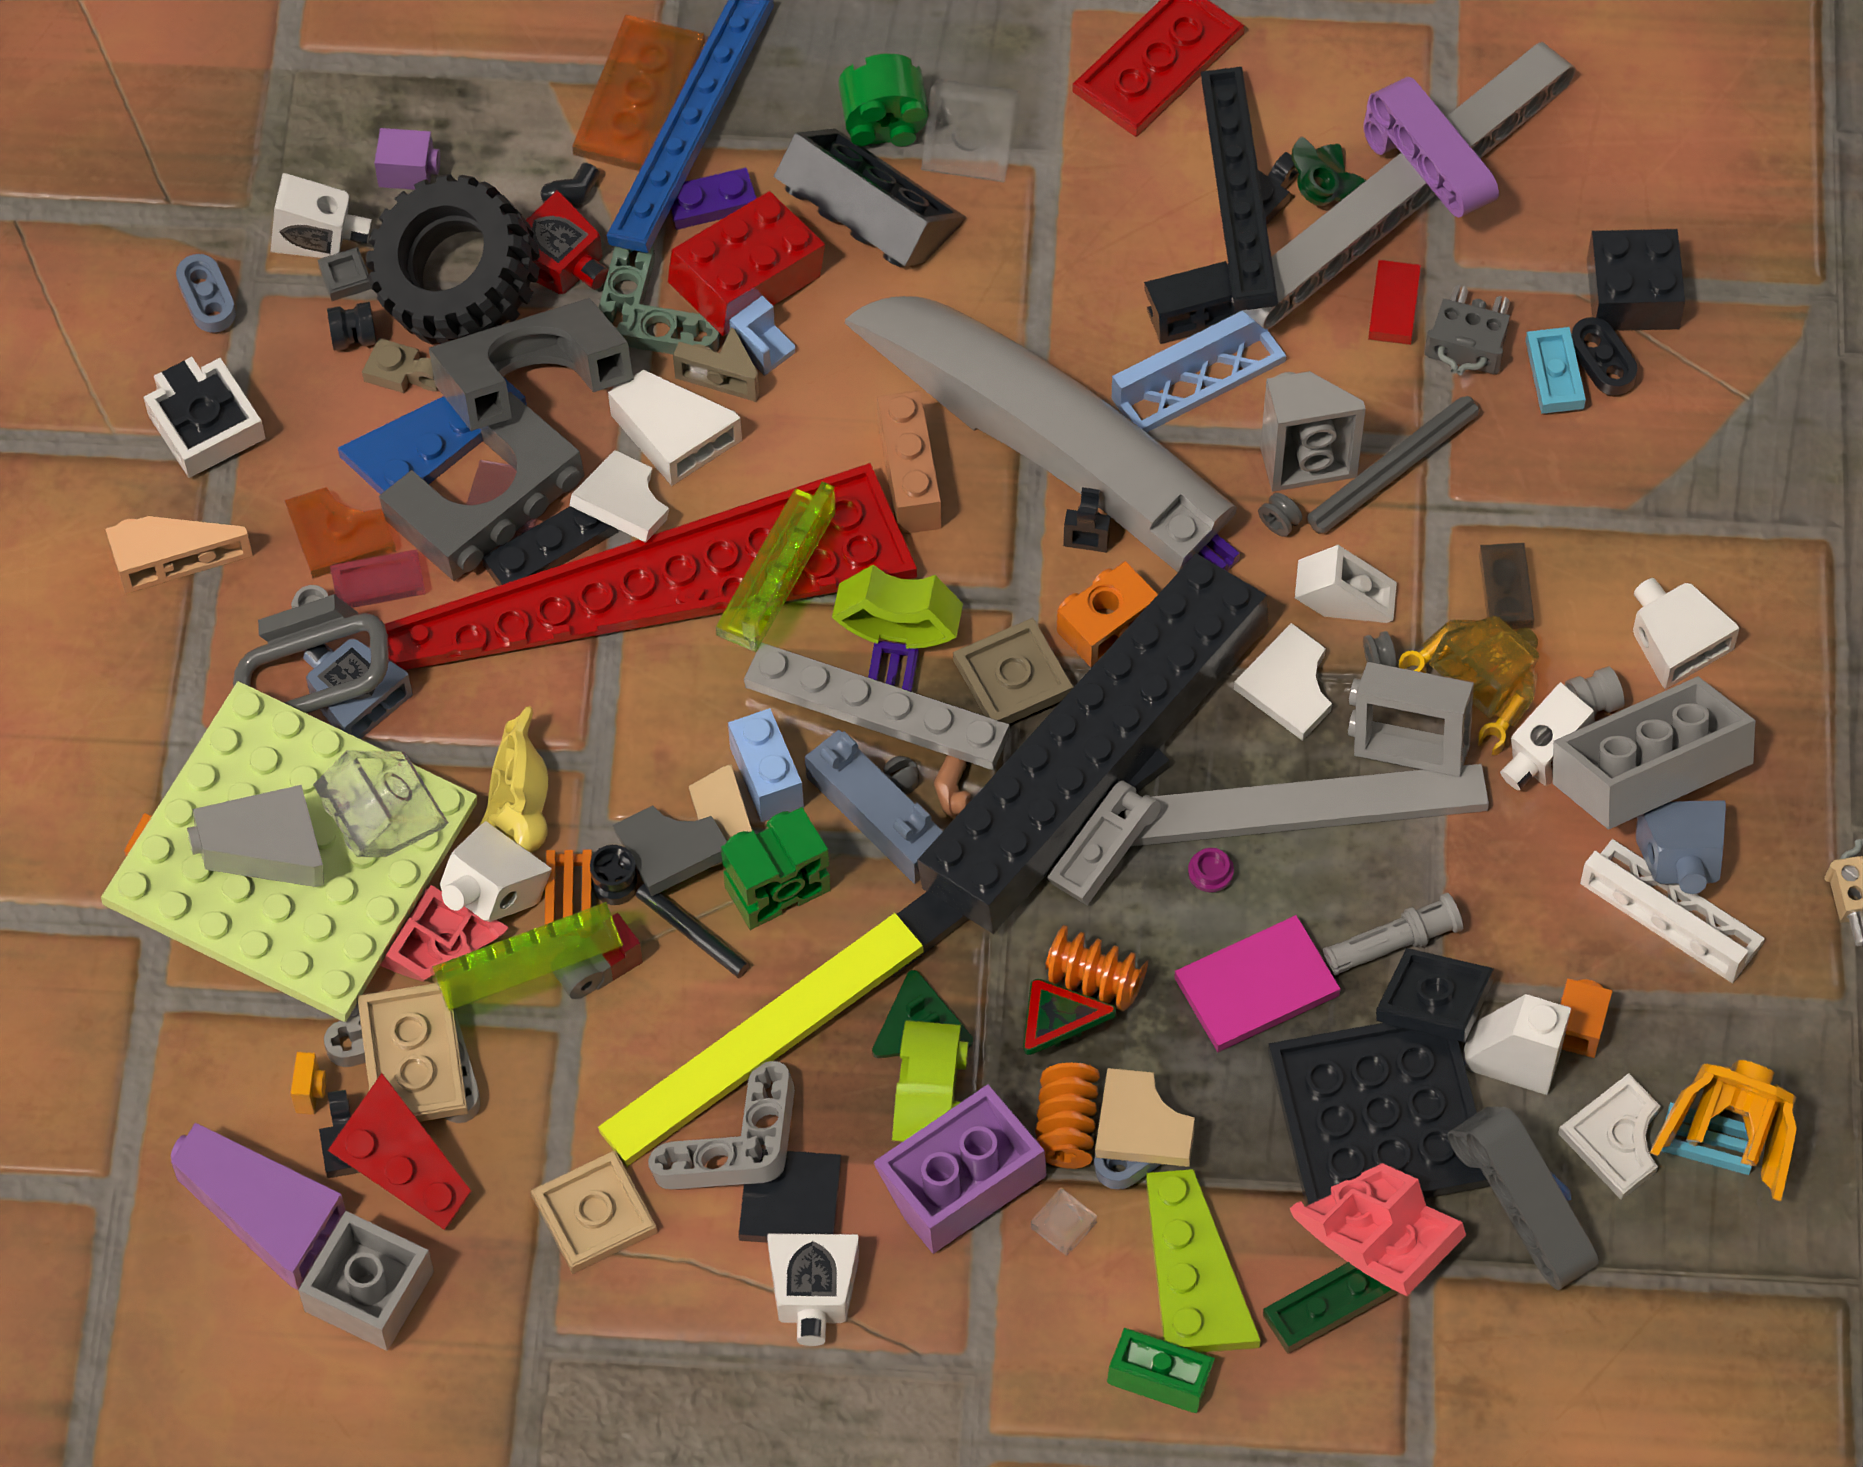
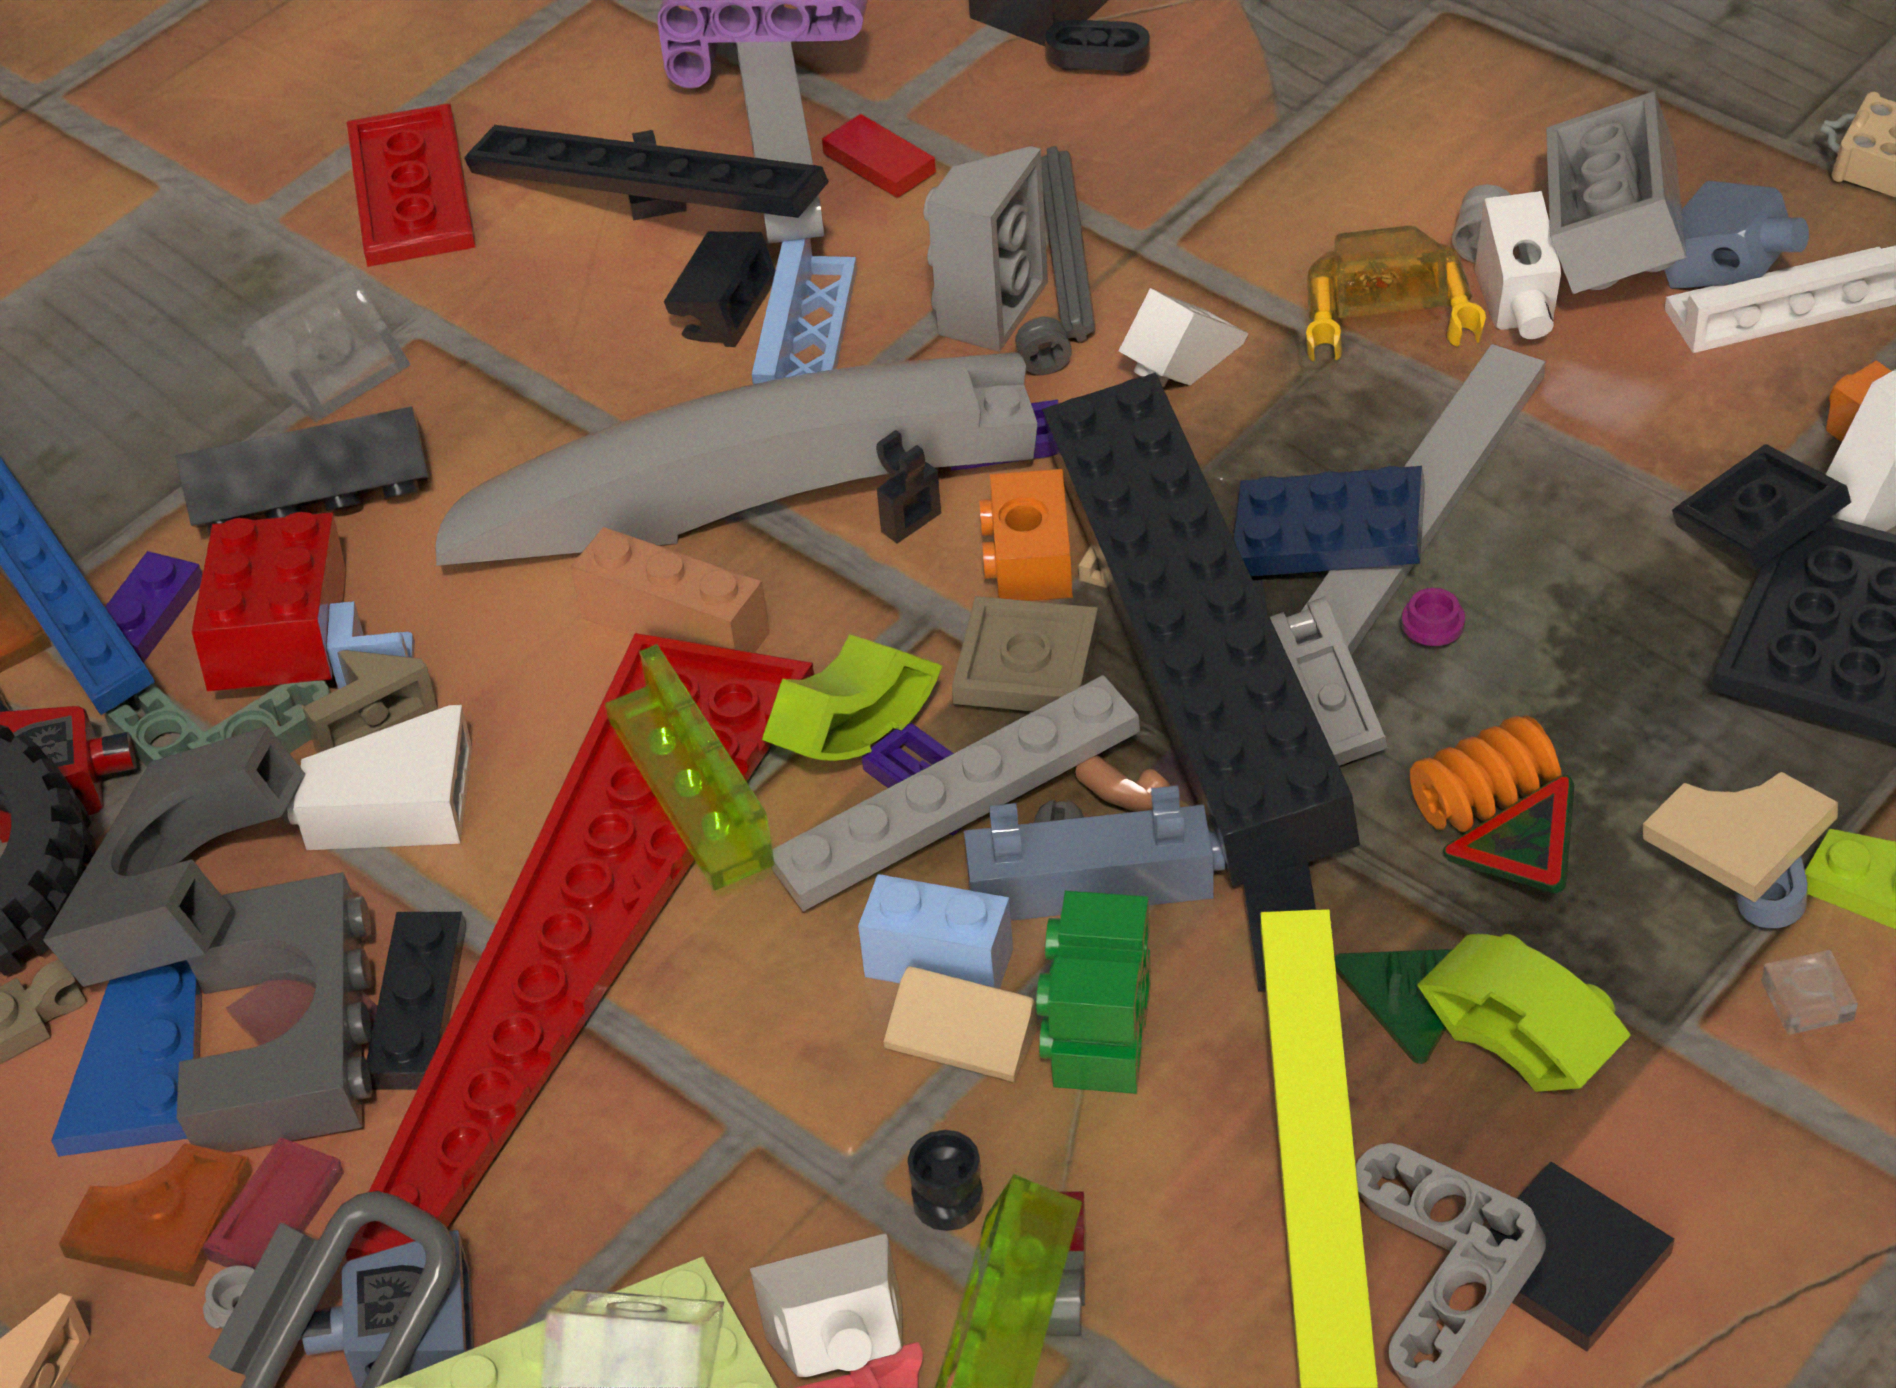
camera: 50 degrees left, 15 degrees down
(518, 787) = (721, 1211): light yellow animal -> none
(567, 860) = (928, 1242): orange tile -> none
(621, 497) = (433, 882): white tile -> none
(669, 849) = (969, 1091): dark grey tile -> none
(694, 931) = (1090, 1148): black bar -> none
(813, 1280) = (1723, 1290): white torso -> none
(883, 100) = (215, 382): green brick -> none
(961, 1168) = (1682, 1034): medium lavender slope -> none
(1066, 1114) = (1669, 905): orange piece -> none
(1243, 766) = (1331, 520): none -> dark blue plate
(1257, 983) = (1614, 656): dark pink tile -> none
(1285, 682) = (1245, 444): white tile -> none
(1322, 173) = (687, 127): dark green plate -> none
(1379, 649) = (1285, 353): dark grey bush -> none
(1412, 928) = (1653, 491): light grey pin -> none
(1418, 694) = (1459, 327): light grey window -> none
(1469, 334) = (976, 117): dark grey piece -> none
(1507, 584) = (1289, 225): clear smoke plate -> none
(1555, 370) = (1079, 82): medium azure plate -> none
(1680, 630) = (1463, 134): white torso -> none

